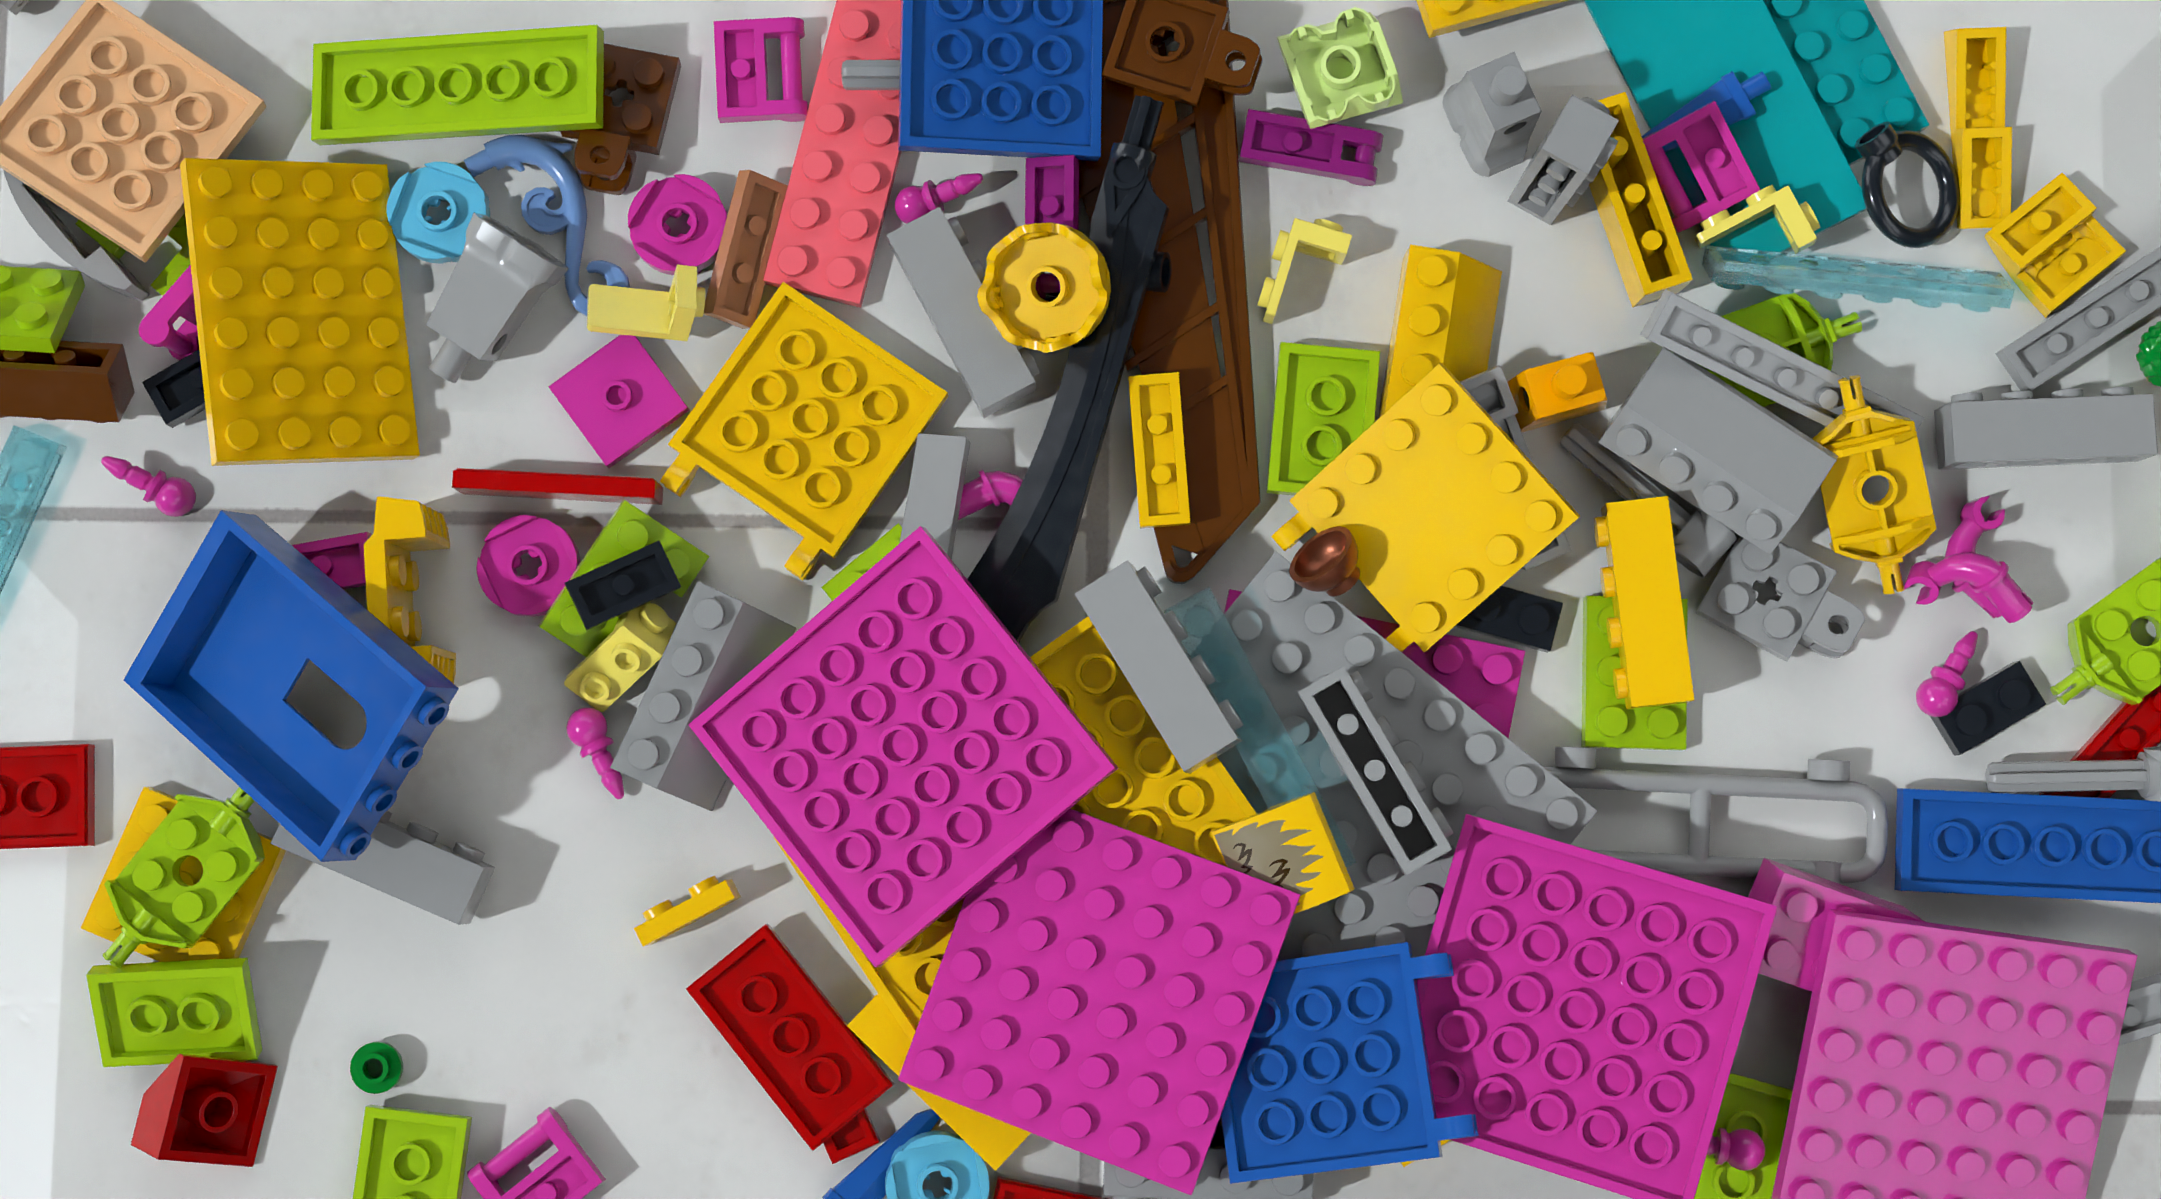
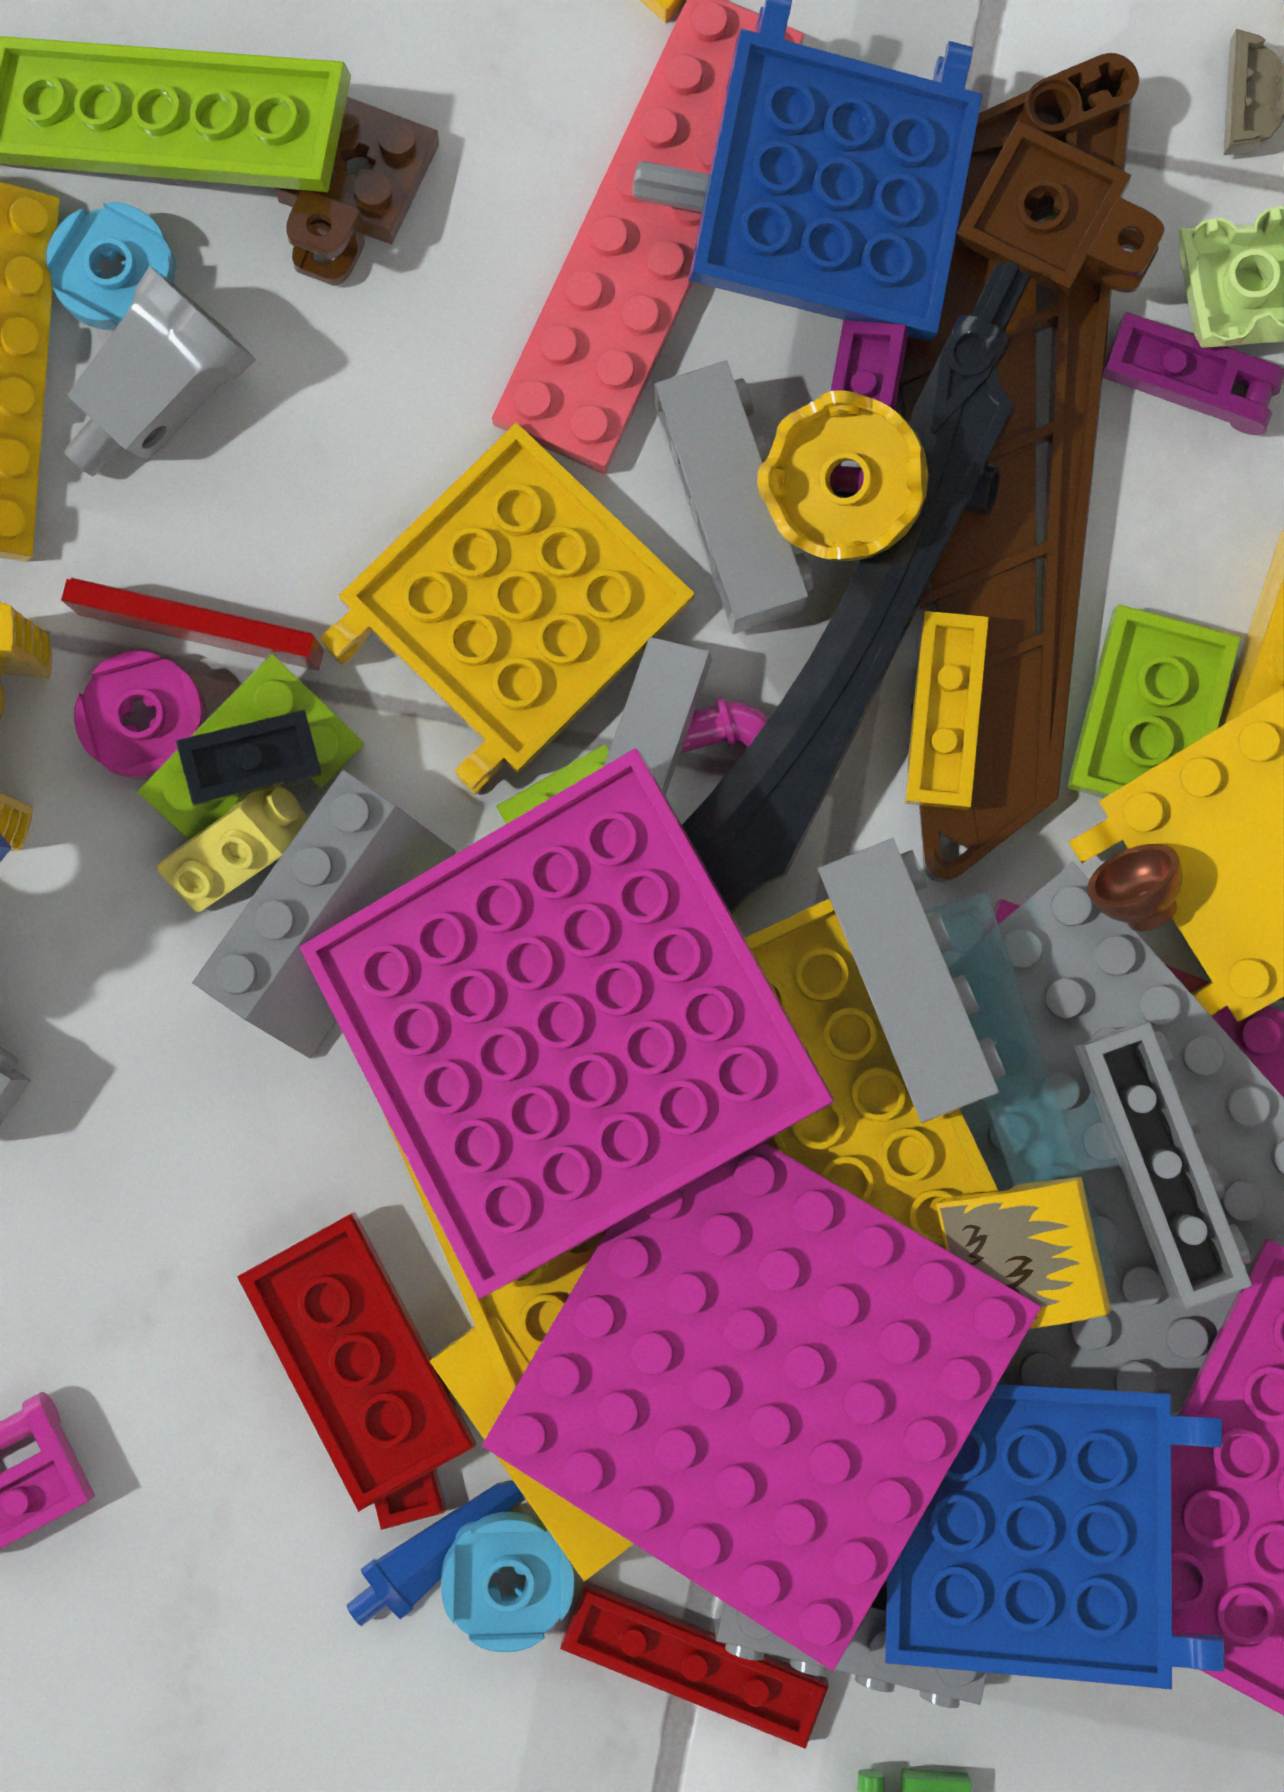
camera: 10 degrees right, 0 degrees up
(572, 215) = (271, 300): medium blue plant -> none
(588, 730) = (176, 932): dark pink bar -> none
(619, 398) = (289, 531): dark pink plate -> none
(648, 311) = (341, 429): light yellow bracket -> none
(666, 919) = (229, 1184): yellow plate -> none
(671, 198) = (400, 297): dark pink plate -> none
(744, 74) = (514, 156): dark pink plate -> none
(745, 249) = (476, 375): nougat plate -> none
(917, 201) = (697, 352): dark pink bar -> none
(1318, 239) = (1179, 485): light yellow bracket -> none

